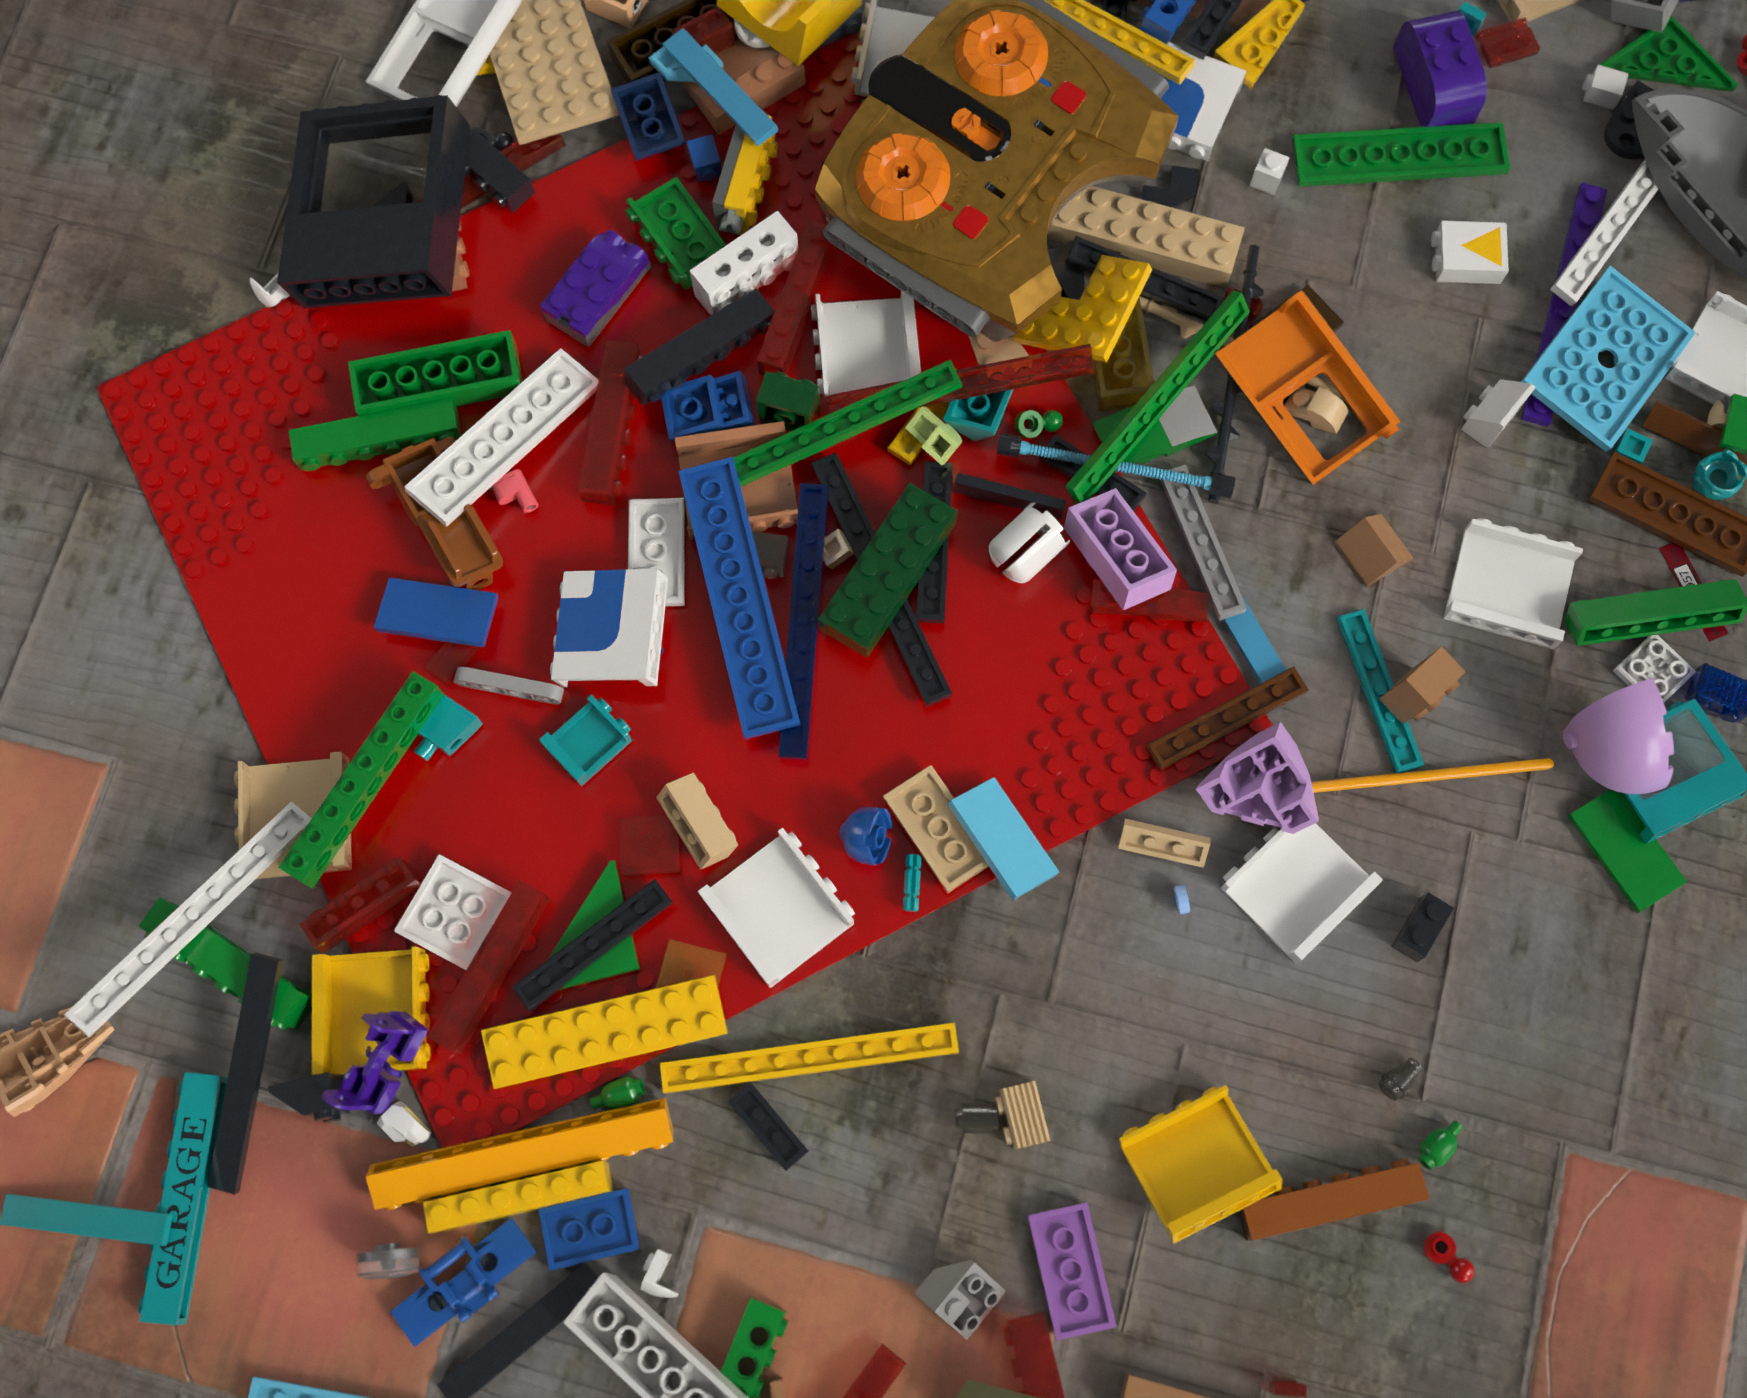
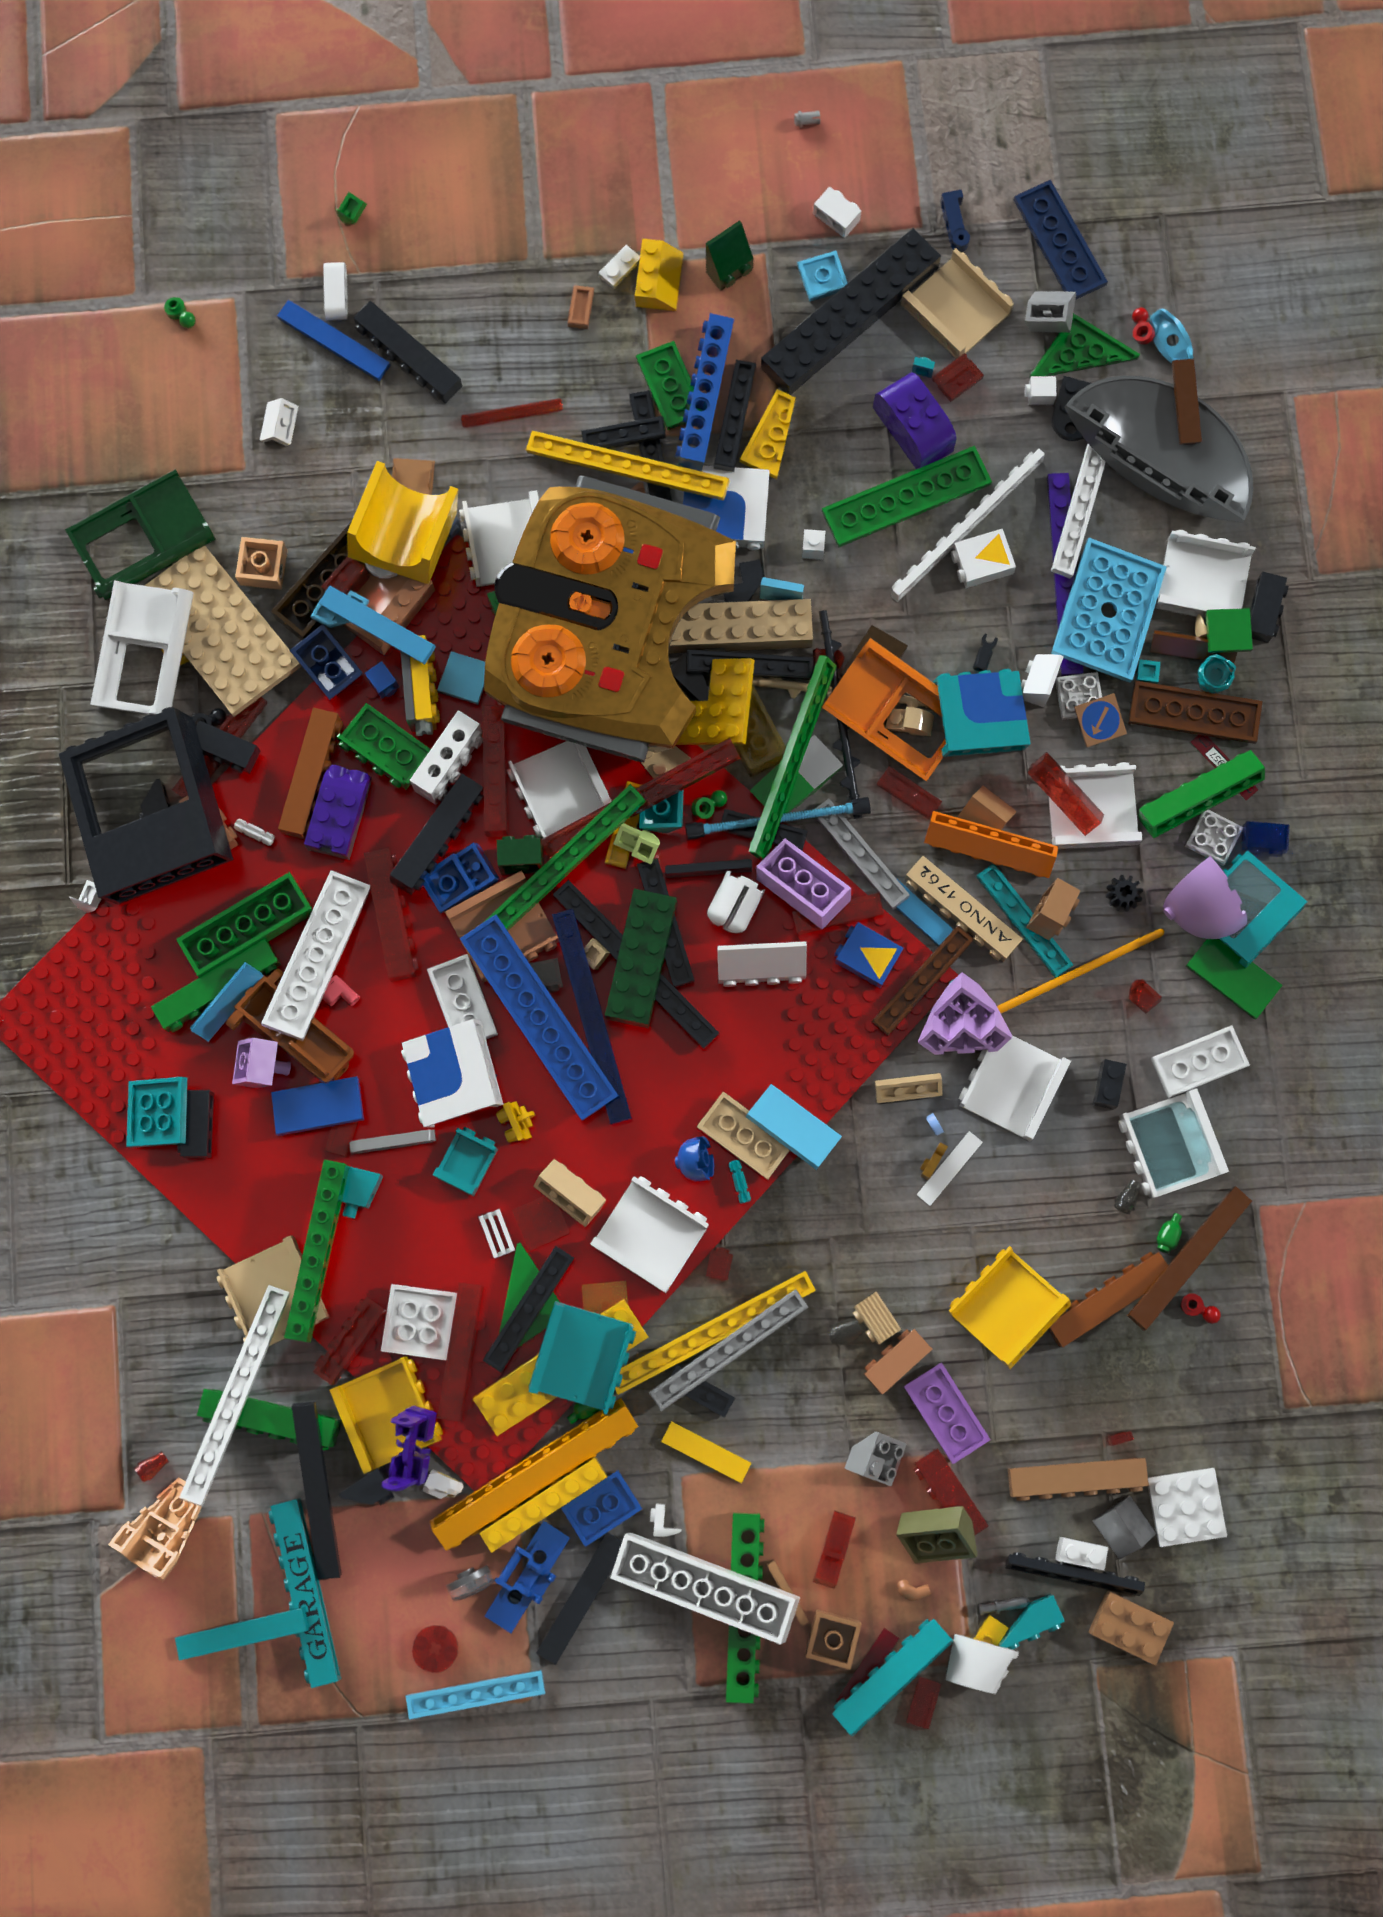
camera: 20 degrees left, 5 degrees up
(65, 972) = (151, 1466): none -> clear red cone
(246, 553) = (157, 1112): none -> teal plate
(287, 584) = (198, 1125): none -> black brick
(329, 1341) = (430, 1661): none -> clear red plate
(354, 468) = (223, 1004): none -> dark azure tile
(384, 536) = (257, 1063): none -> lavender brick
(491, 279) = (254, 832): none -> white axle
(590, 815) = (490, 1215): none -> white tile
(593, 215) = (309, 772): none -> dark orange brick
(633, 1026) = (582, 1357): none -> teal panel
(669, 713) = (519, 1120): none -> yellow hips
(747, 1207) = (706, 1452): none -> yellow tile
(796, 188) = (463, 678): none -> medium azure tile
(821, 1086) = (728, 1350): none -> light grey tile
(849, 976) = (719, 1264): none -> clear red brick
(1030, 1179) = (896, 1360): none -> nougat brick
(1034, 624) = (762, 963): none -> white slope
(1158, 947) = (929, 1166): none -> pearl gold plate
(1170, 663) = (868, 954): none -> blue brick
(1181, 961) = (949, 1168): none -> white sticker
(1212, 204) = (780, 590): none -> medium azure tile
(1286, 492) = (909, 793): none -> clear red tile
(1307, 650) = (963, 909): none -> tan brick
(1368, 584) = (991, 844): none -> orange brick
(1410, 426) = (982, 712): none -> teal panel
(1434, 363) = (984, 654): none -> black bar
(1456, 1186) = (1189, 1258): none -> reddish brown tile
(1469, 206) = (972, 519): none -> white plate
(1481, 1032) = (1172, 1144): none -> clear light blue panel
(1484, 552) = (1065, 793): none -> clear red brick
(1502, 832) = (1143, 995): none -> clear red plate
(1529, 698) = (1115, 893): none -> black gear
(1537, 448) = (1075, 691): none -> white tile
(1549, 941) = (1200, 1061): none -> white tile
(1554, 483) = (1100, 720): none -> piece

